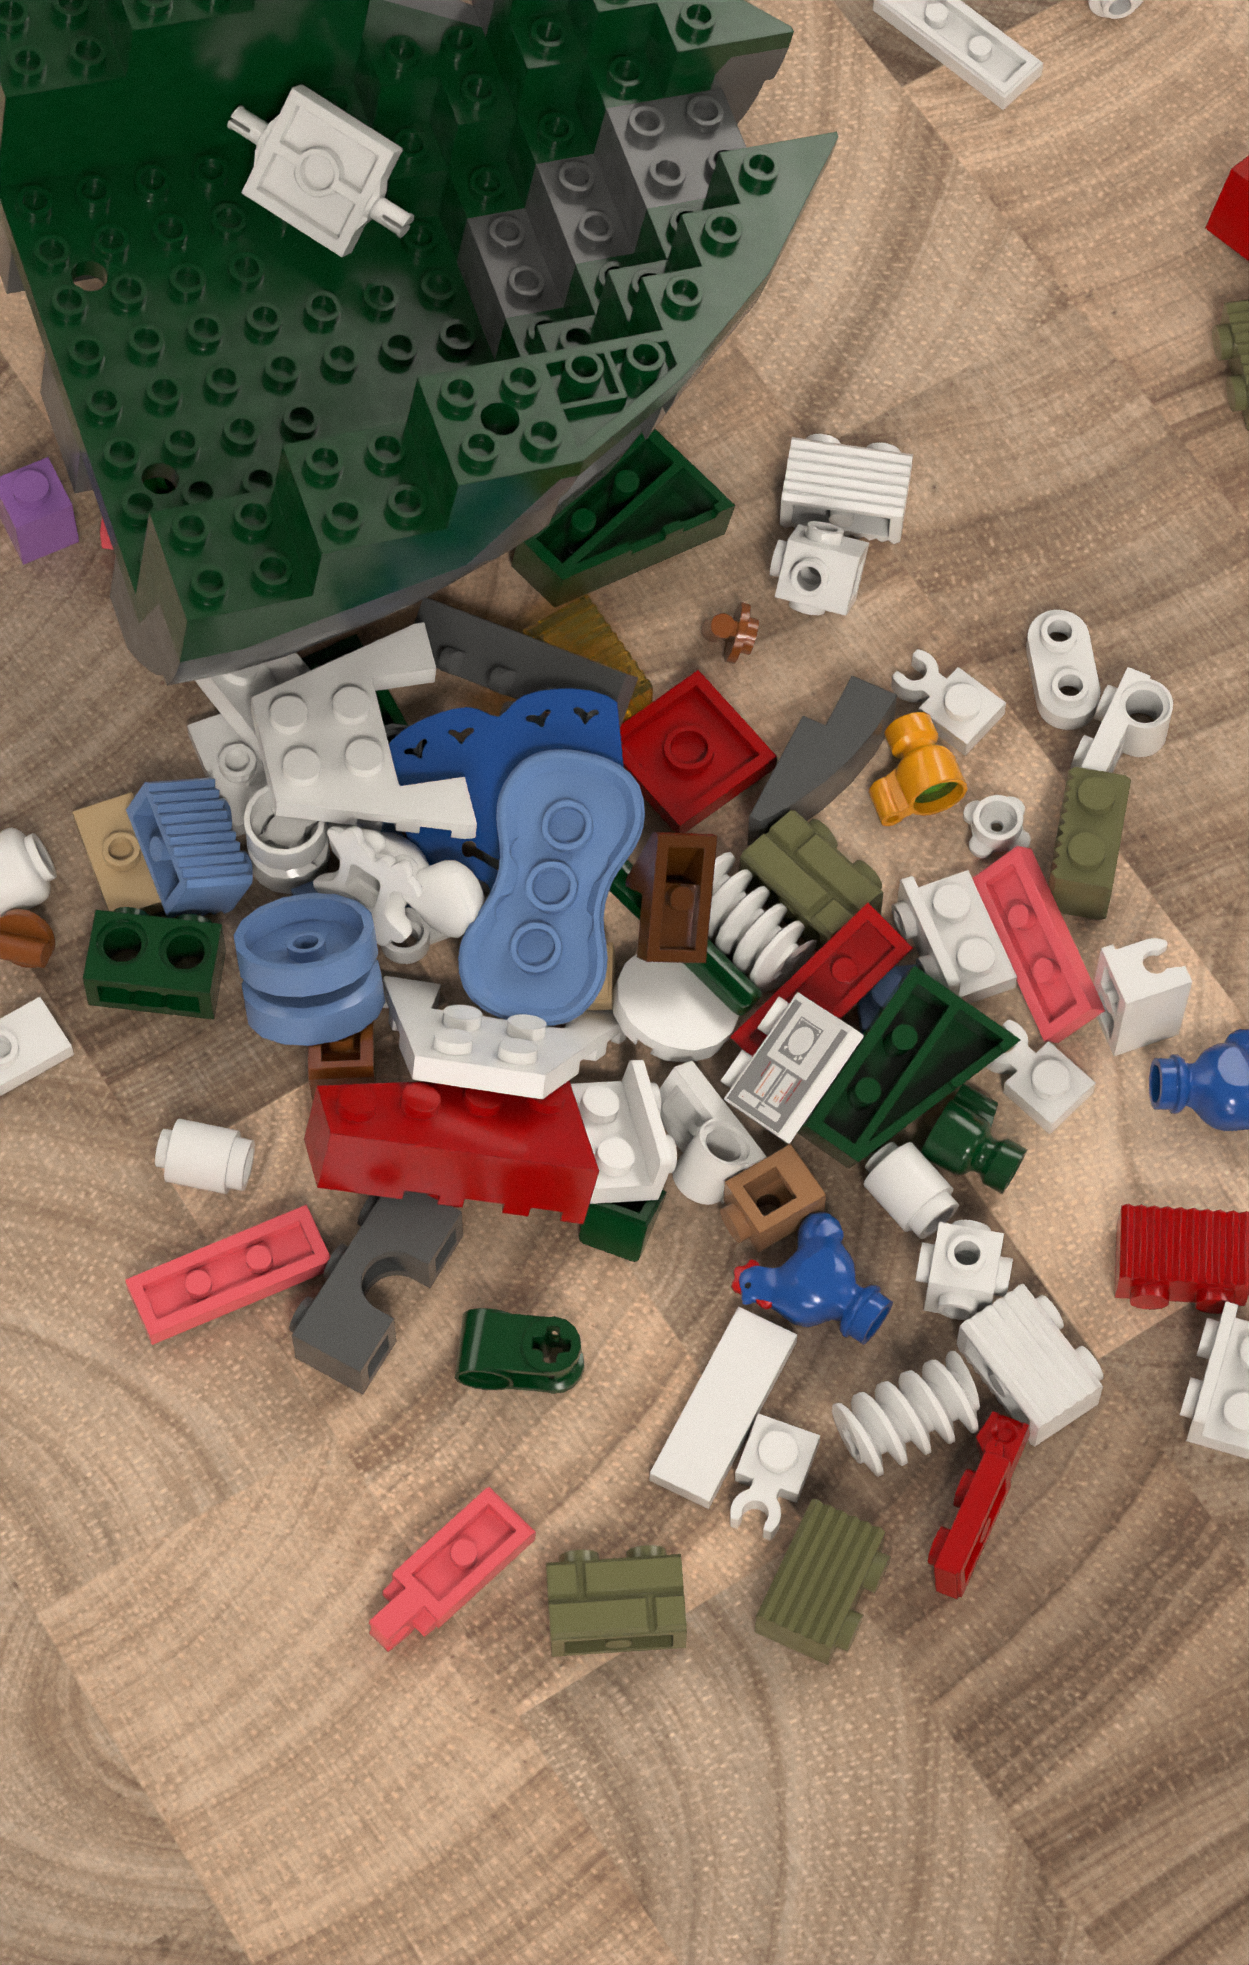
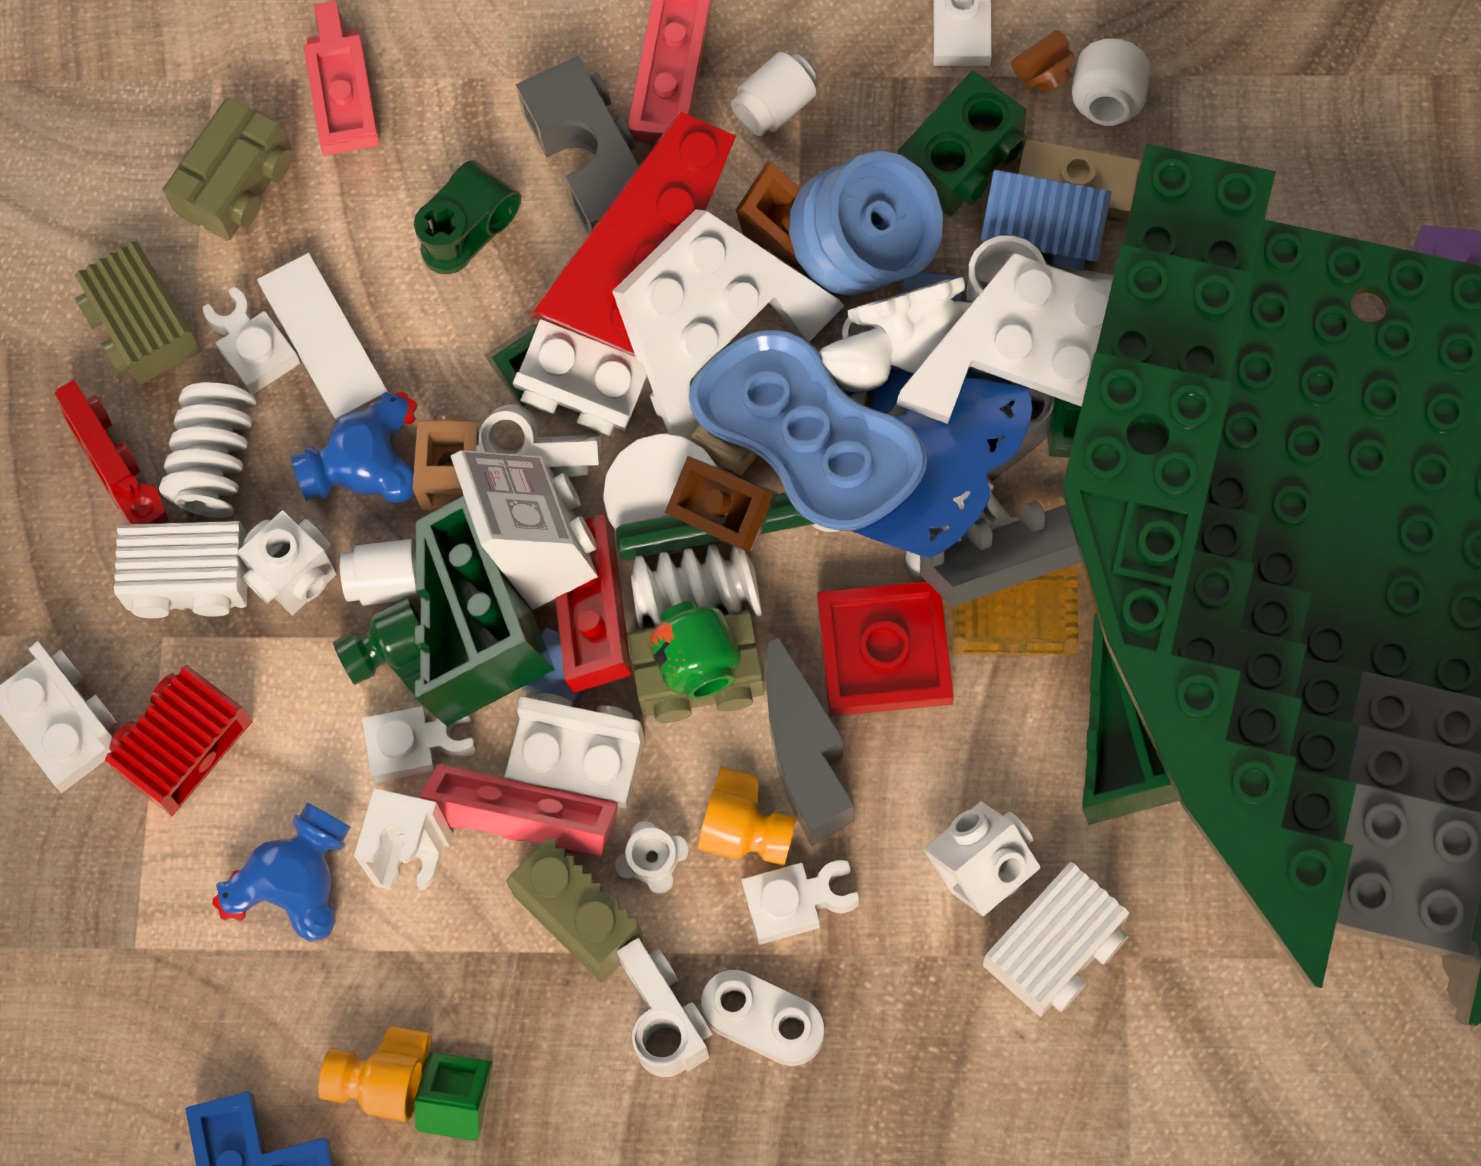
camera: 130 degrees right, 5 degrees up
(738, 631) = (977, 750): dark orange plate -> none
(816, 854) = (695, 650): none -> green head

